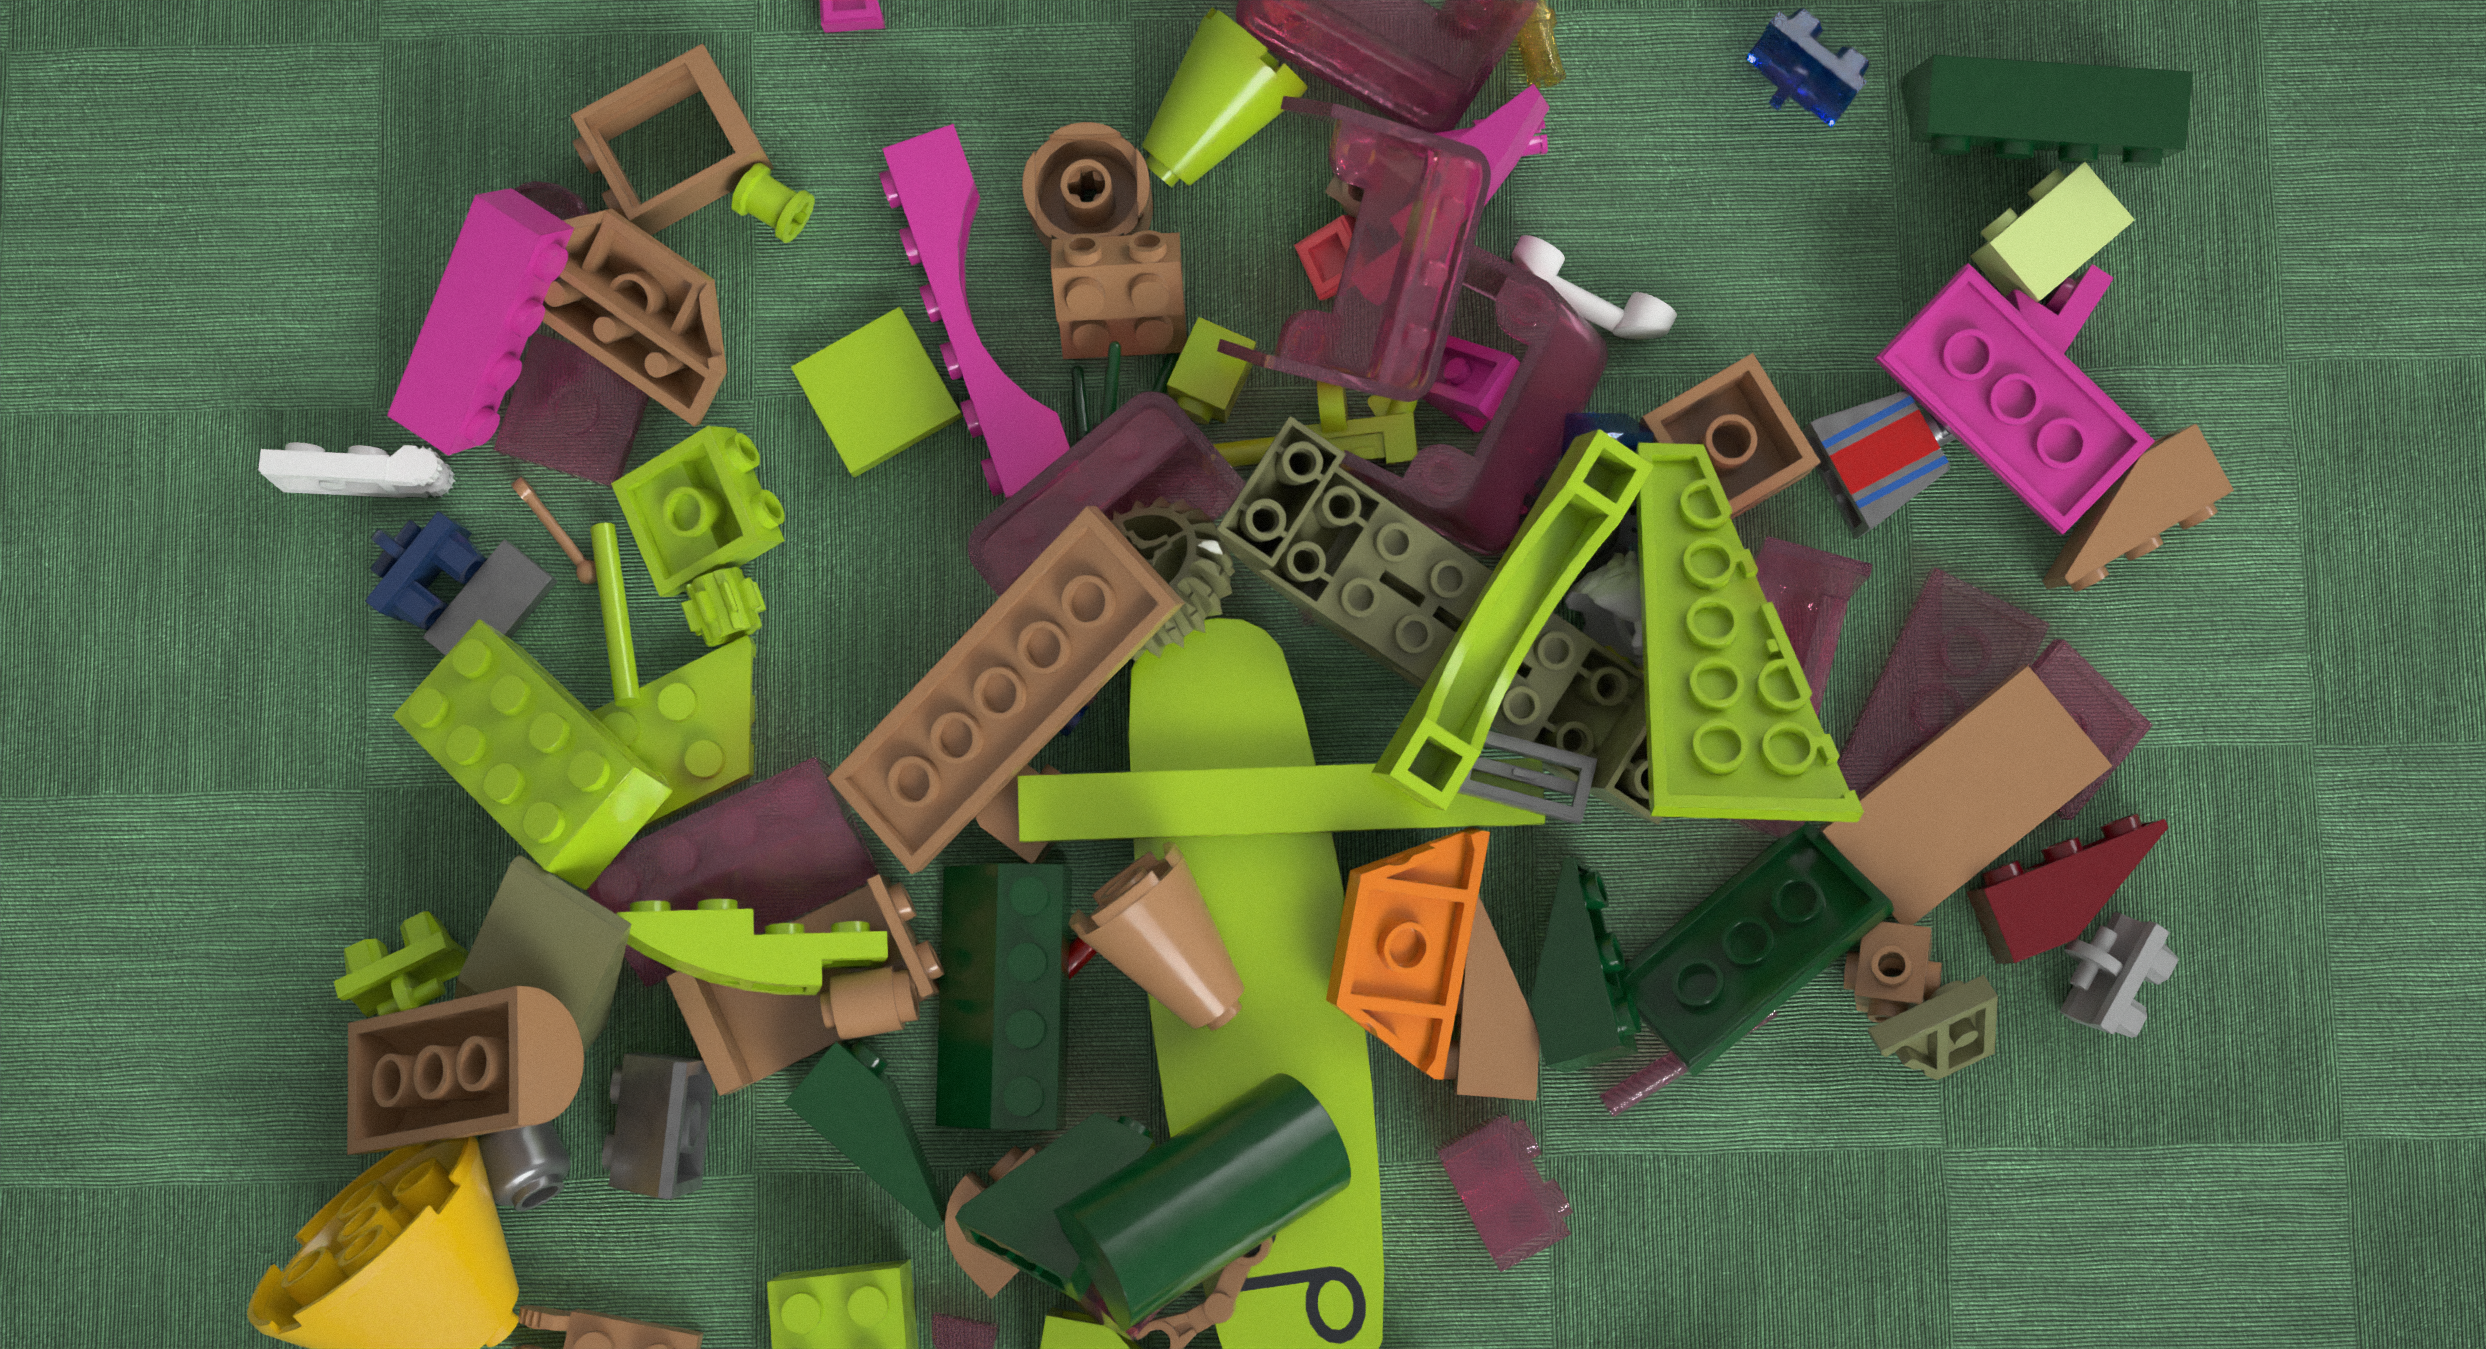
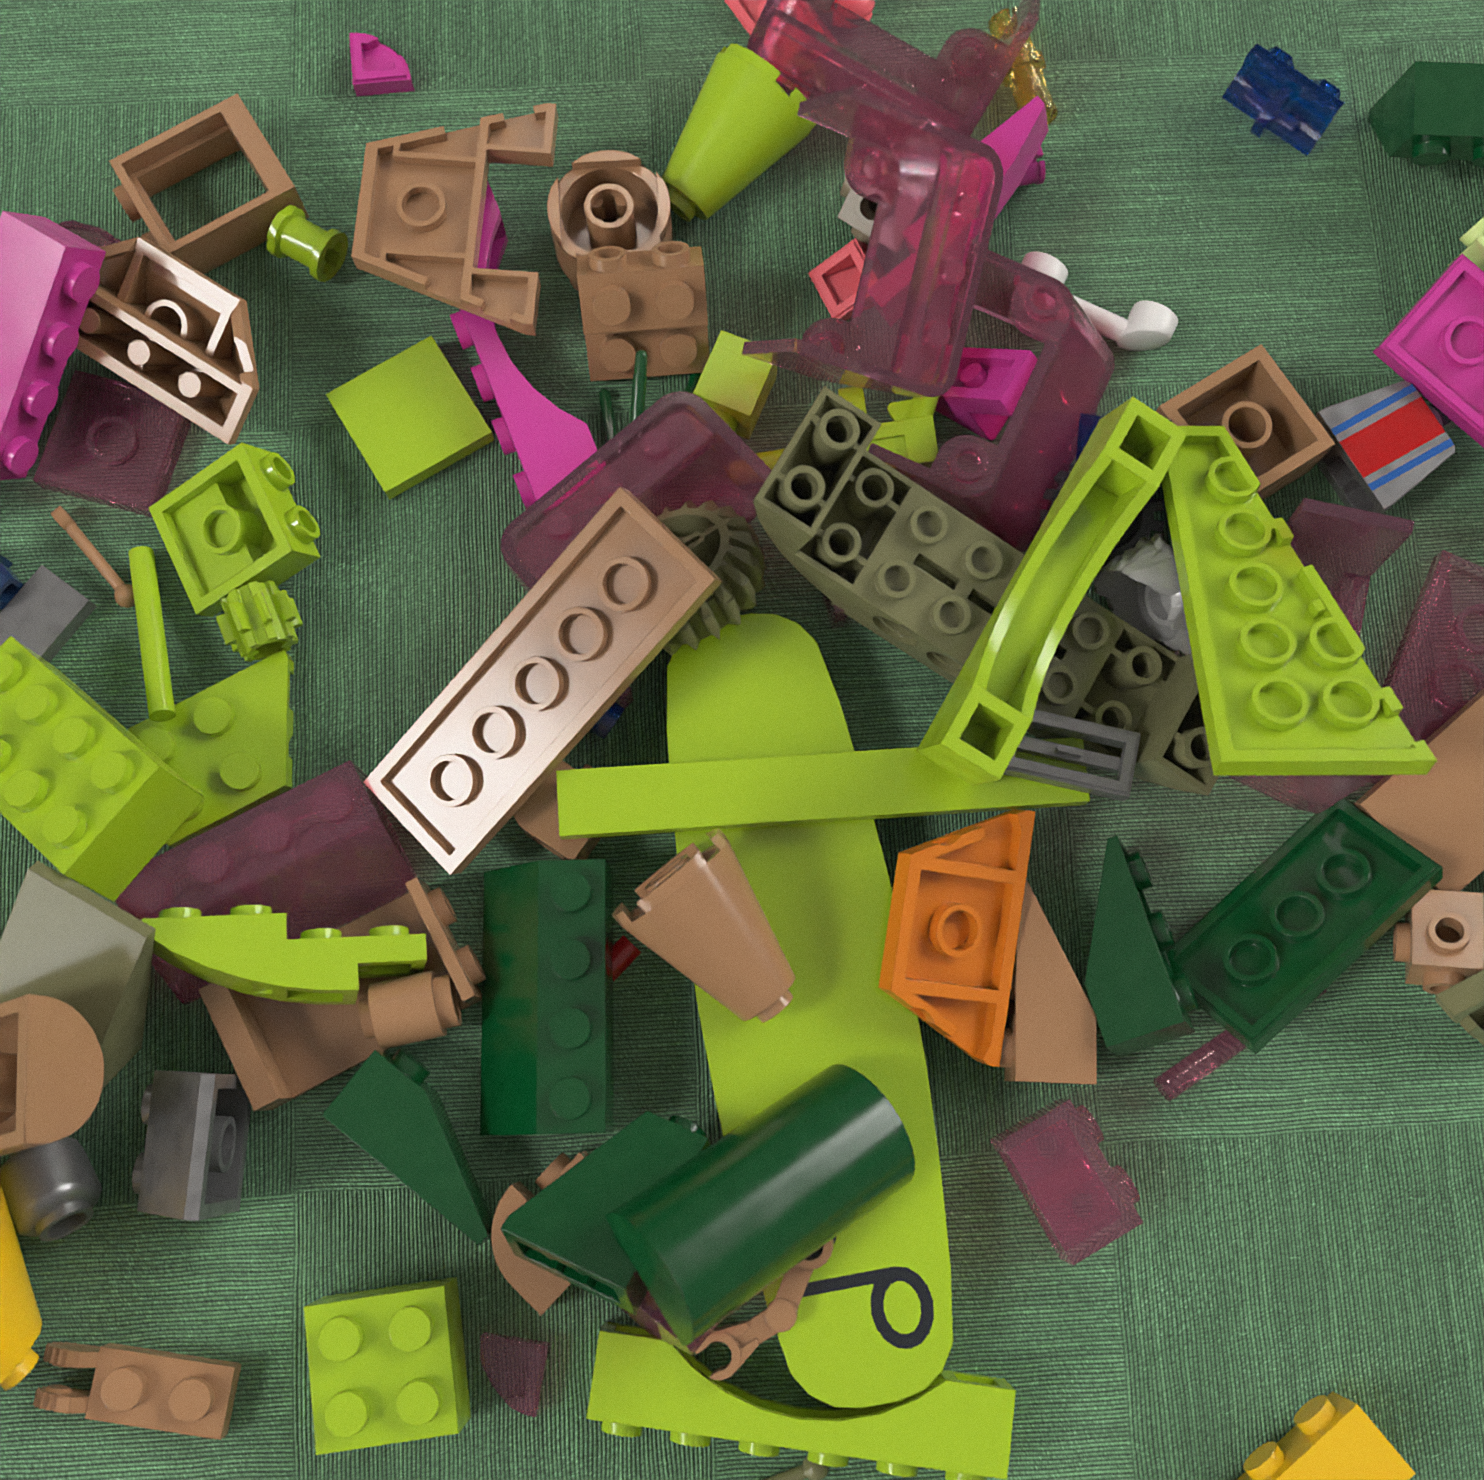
camera: 10 degrees left, 5 degrees down
(898, 186) = (426, 213): none -> medium nougat wing

